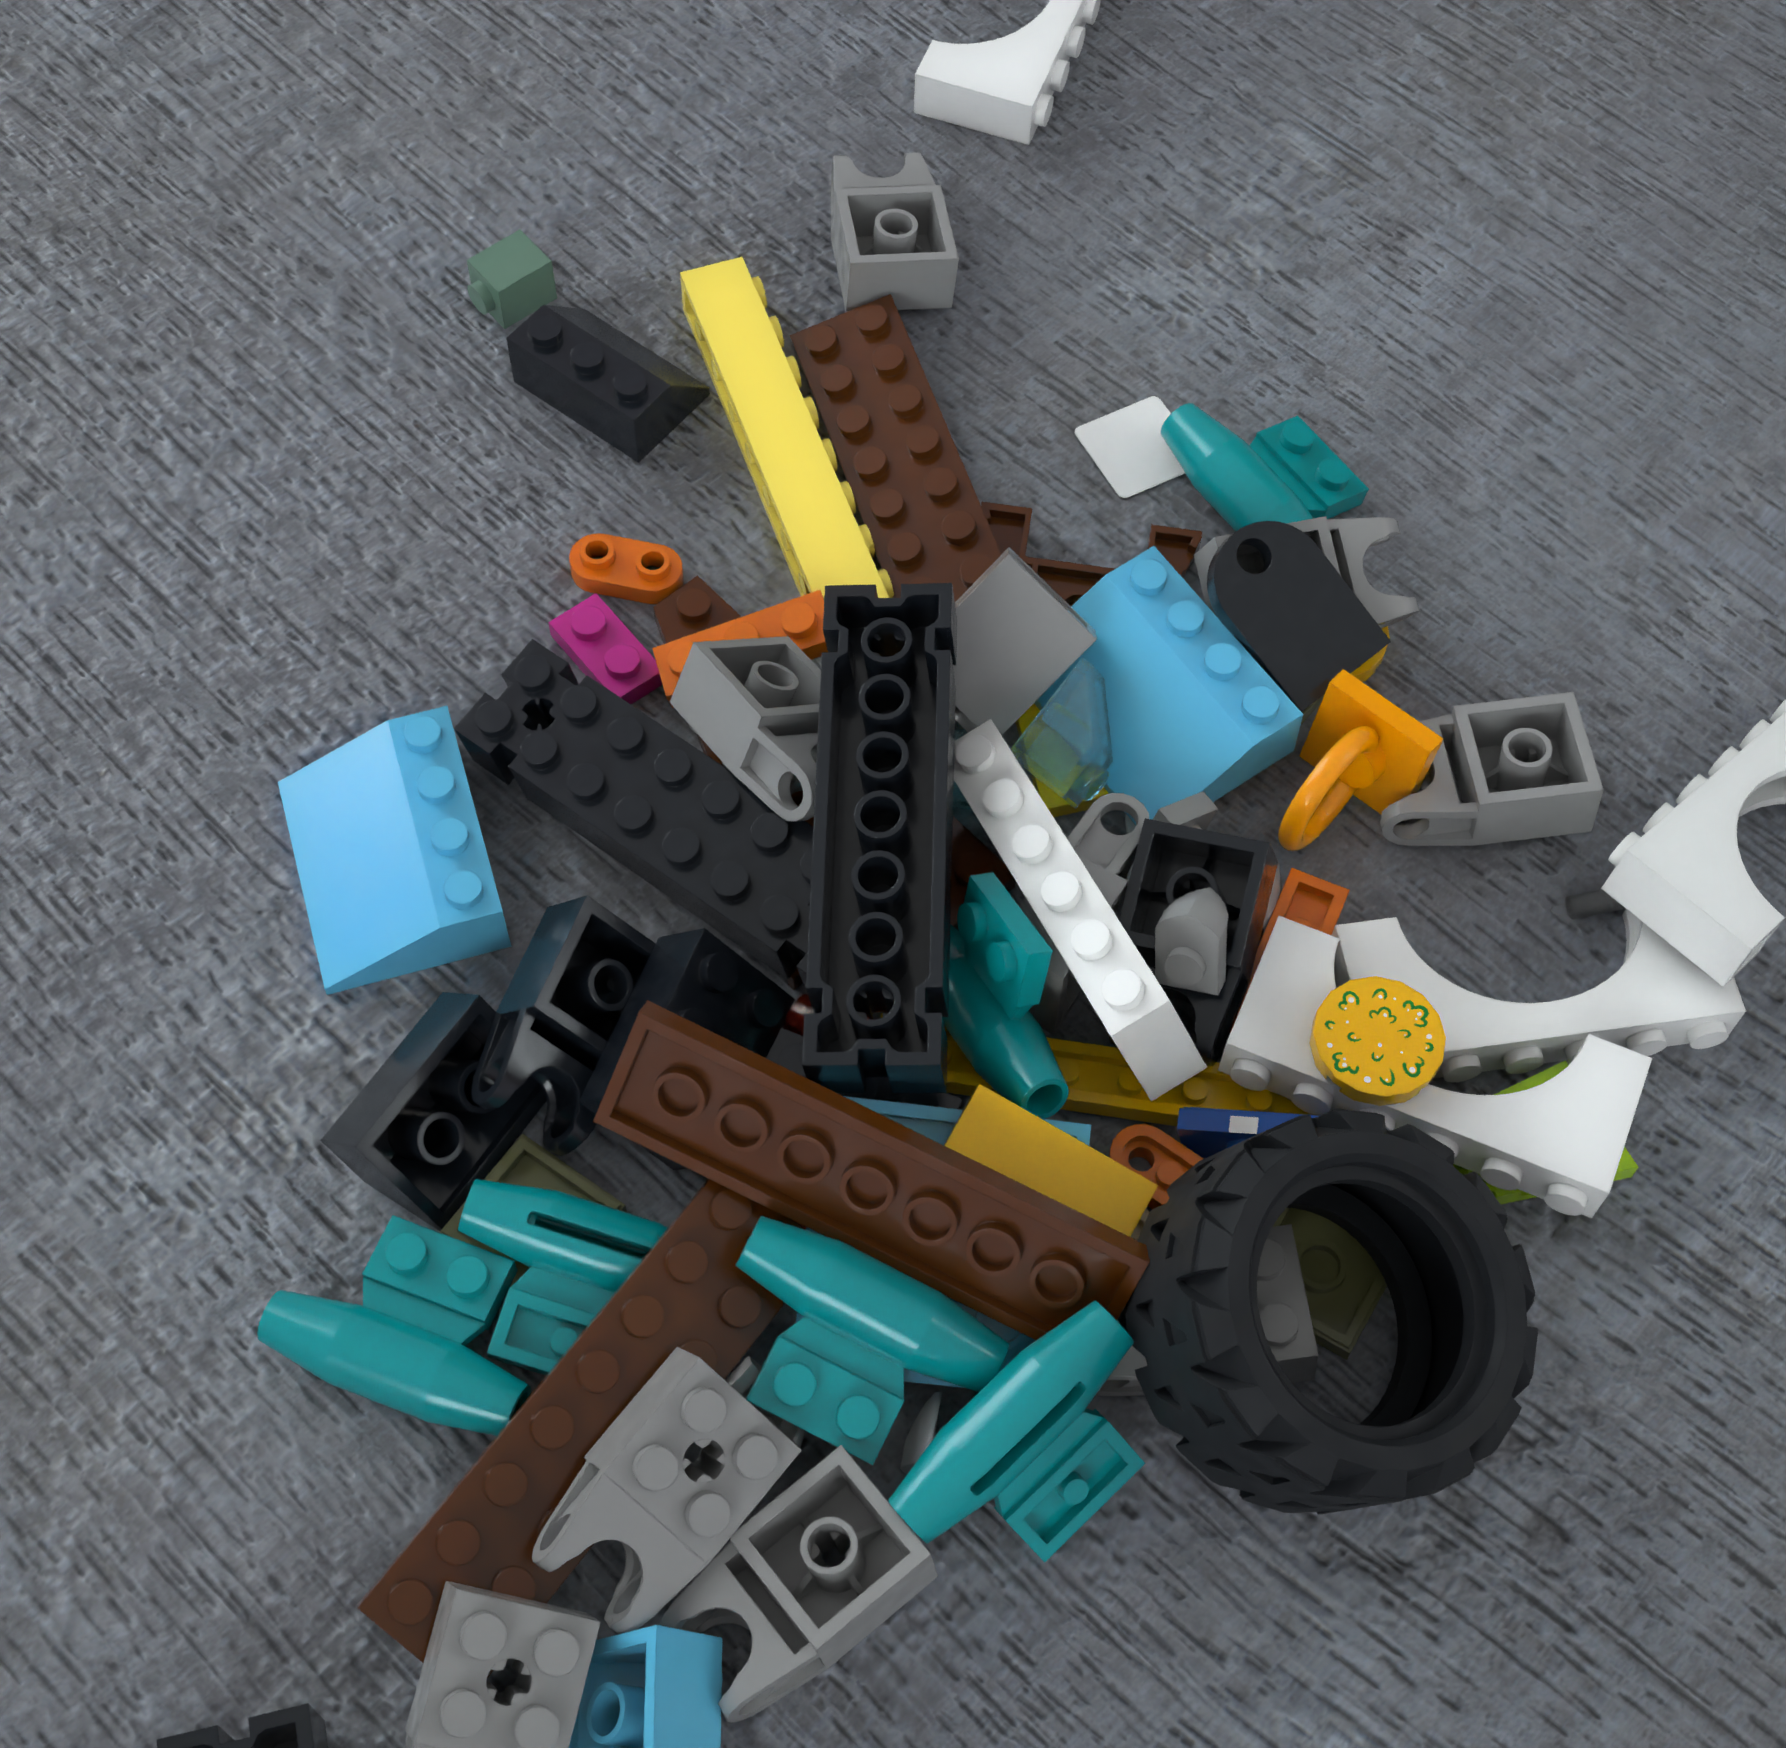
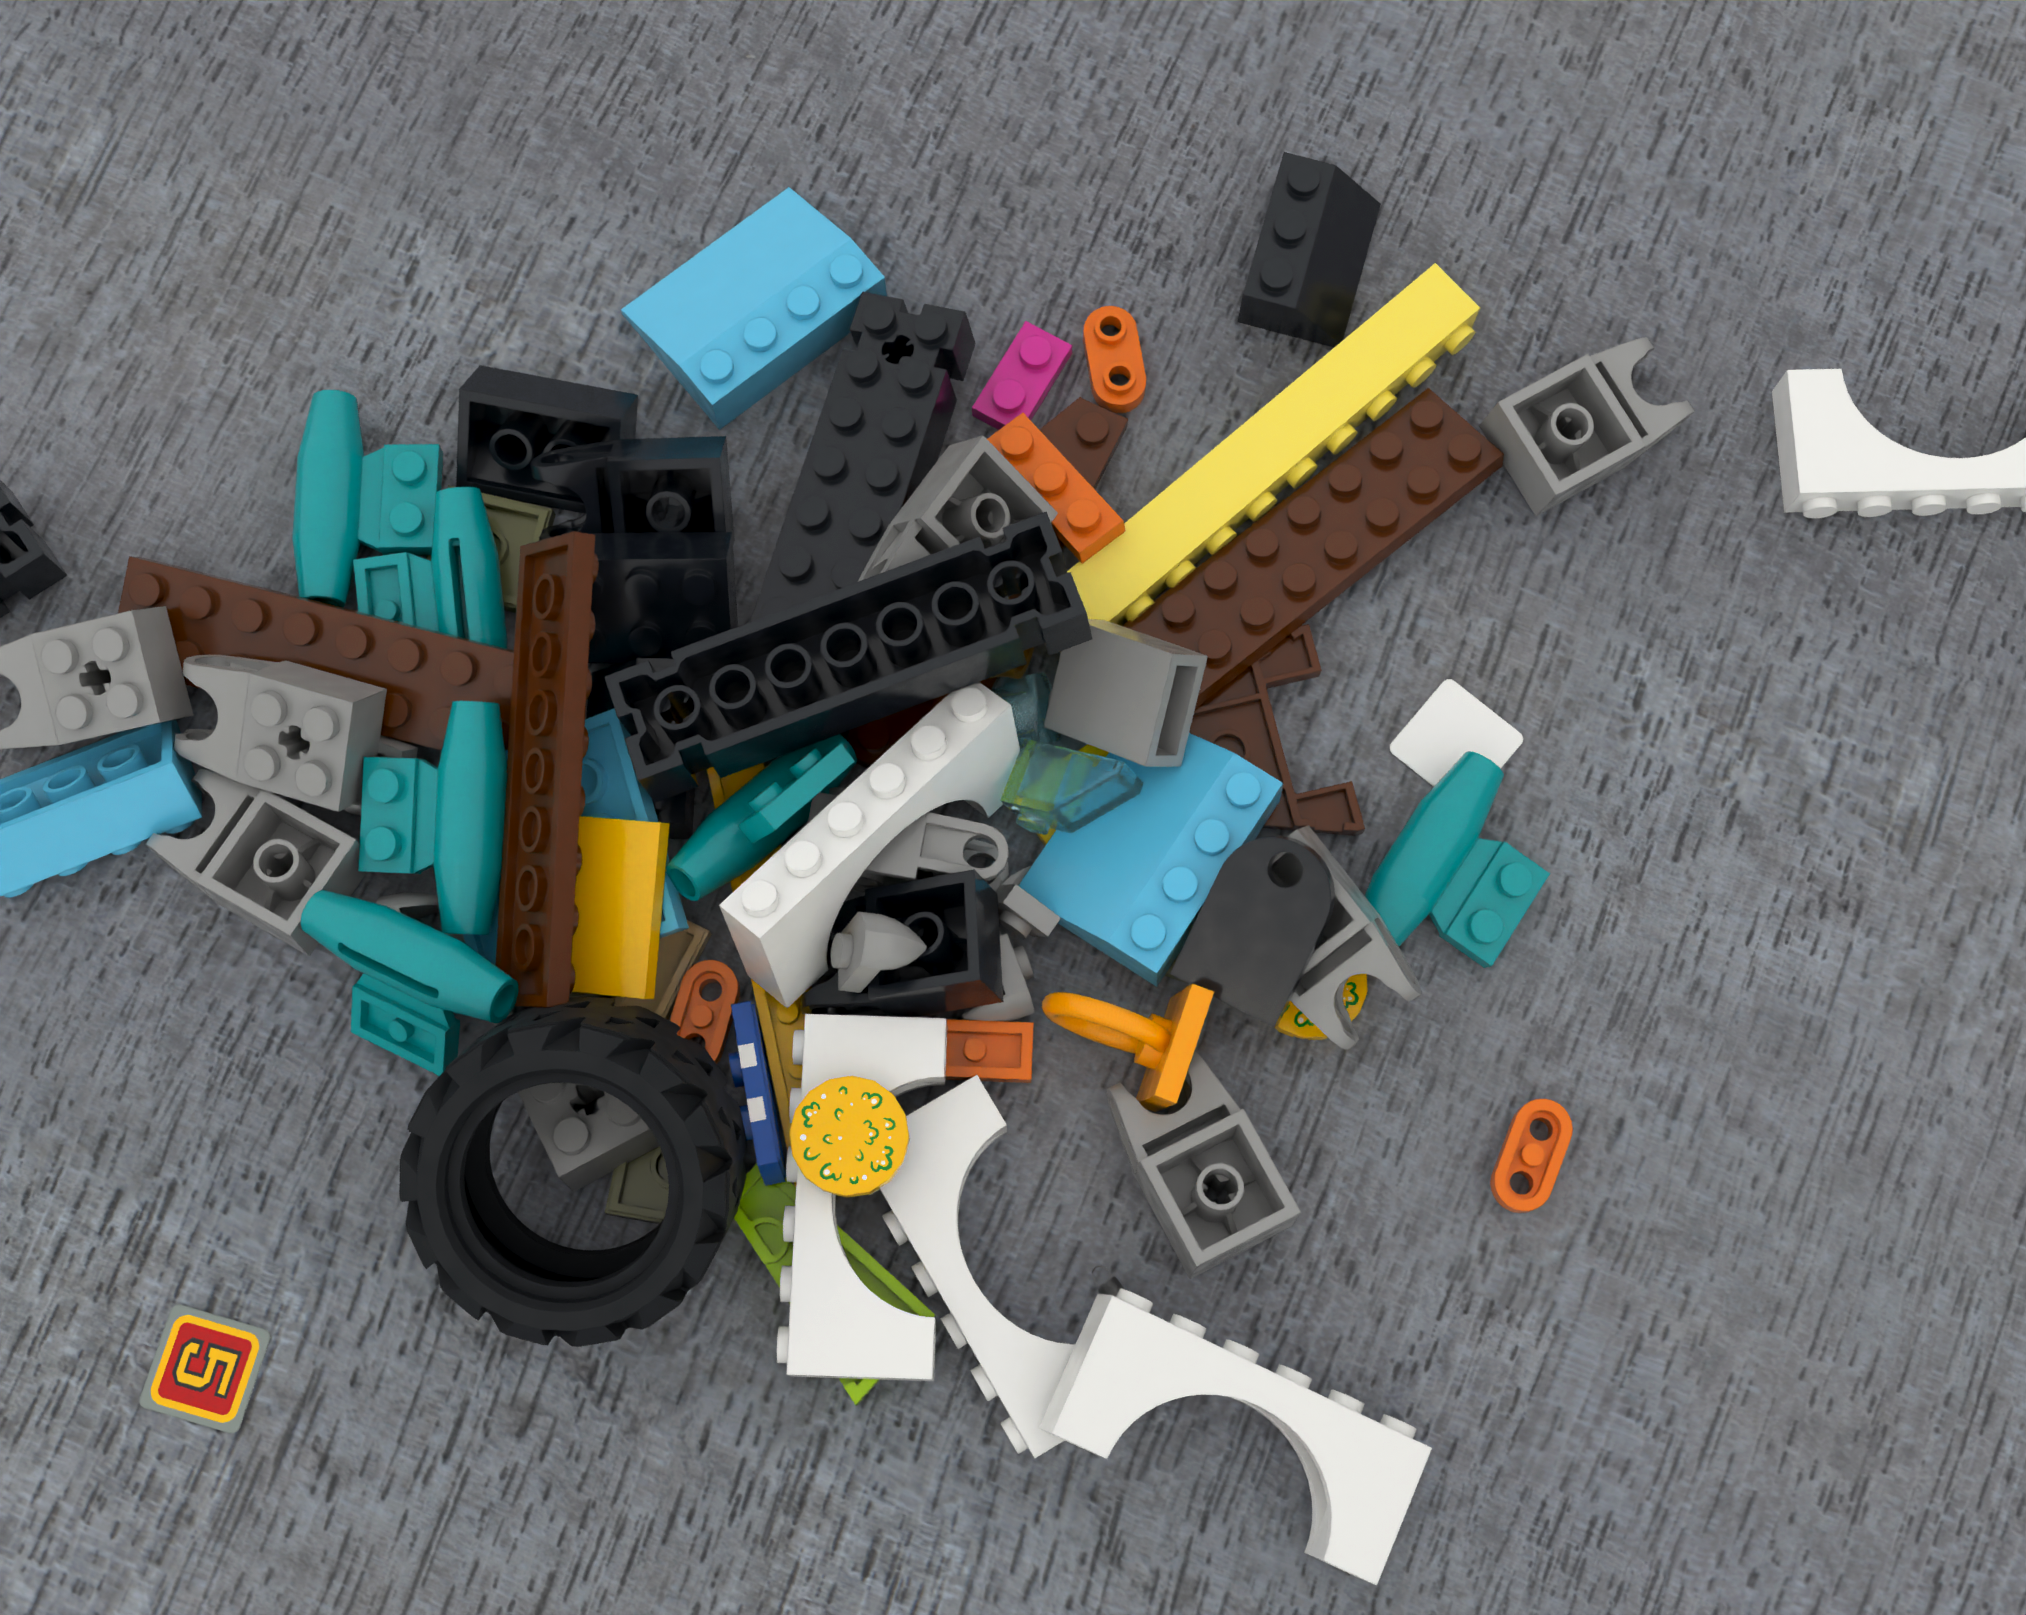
camera: 70 degrees right, 15 degrees up
(511, 279) = (1373, 127): sand green brick -> none
(1559, 525) = (1530, 1157): none -> orange plate

